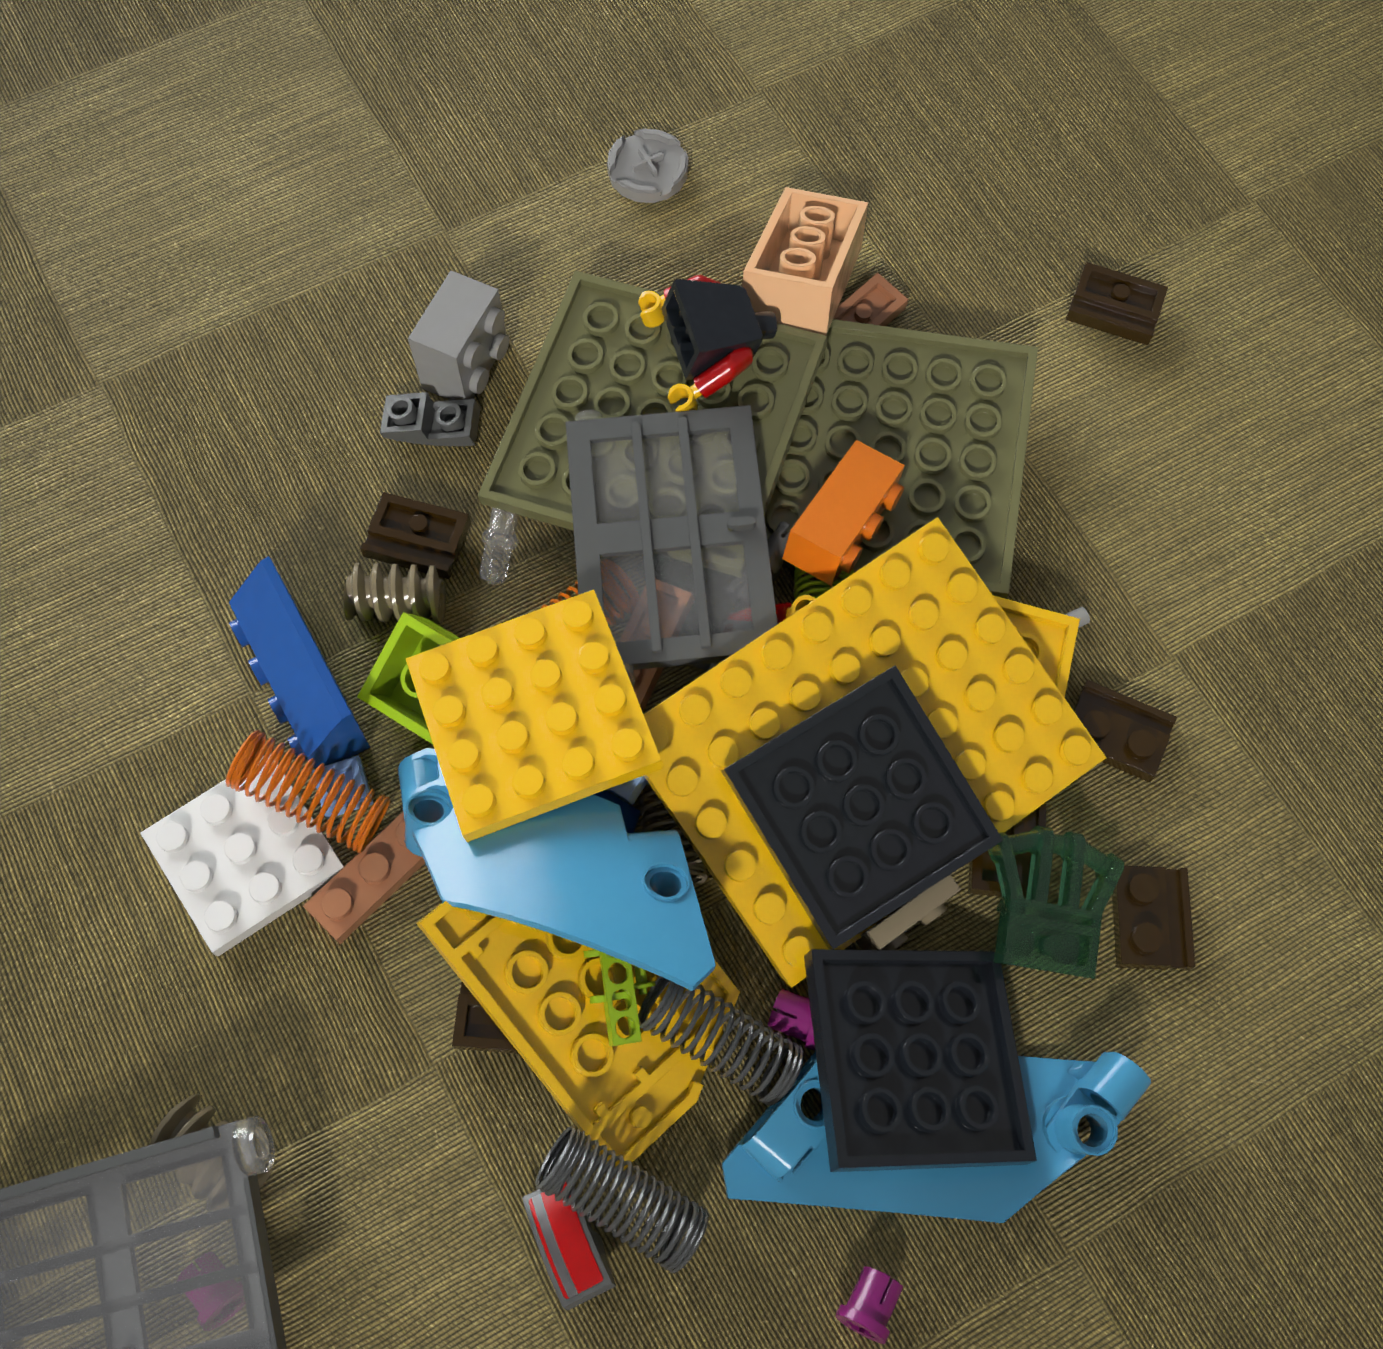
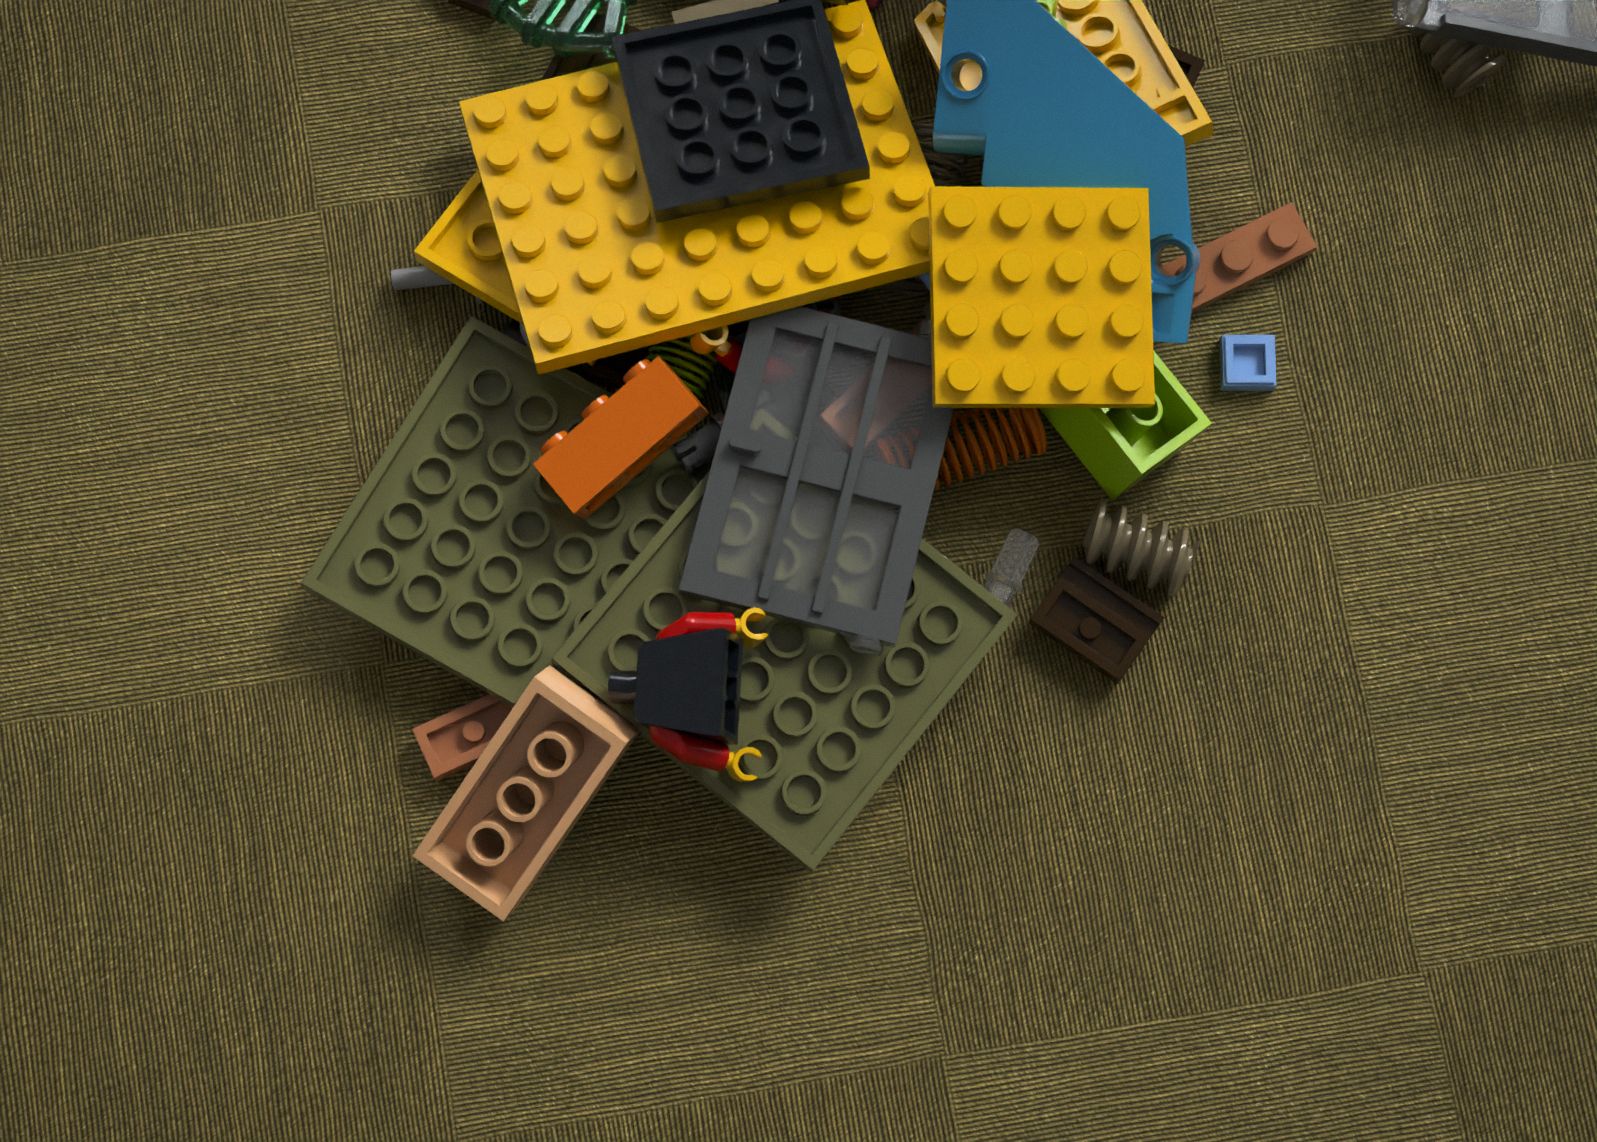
camera: 165 degrees left, 10 degrees up
(239, 861) = (1364, 327): white plate -> none
(246, 766) = (1331, 381): orange piece -> none
(294, 668) = (1267, 488): blue slope -> none
(421, 421) = (1038, 771): dark grey slope -> none
(459, 338) = (978, 838): light grey brick -> none
(647, 166) = (651, 1063): light grey tile -> none
(1117, 303) = (160, 643): dark brown plate -> none
(1125, 729) = (419, 146): dark brown plate -> none

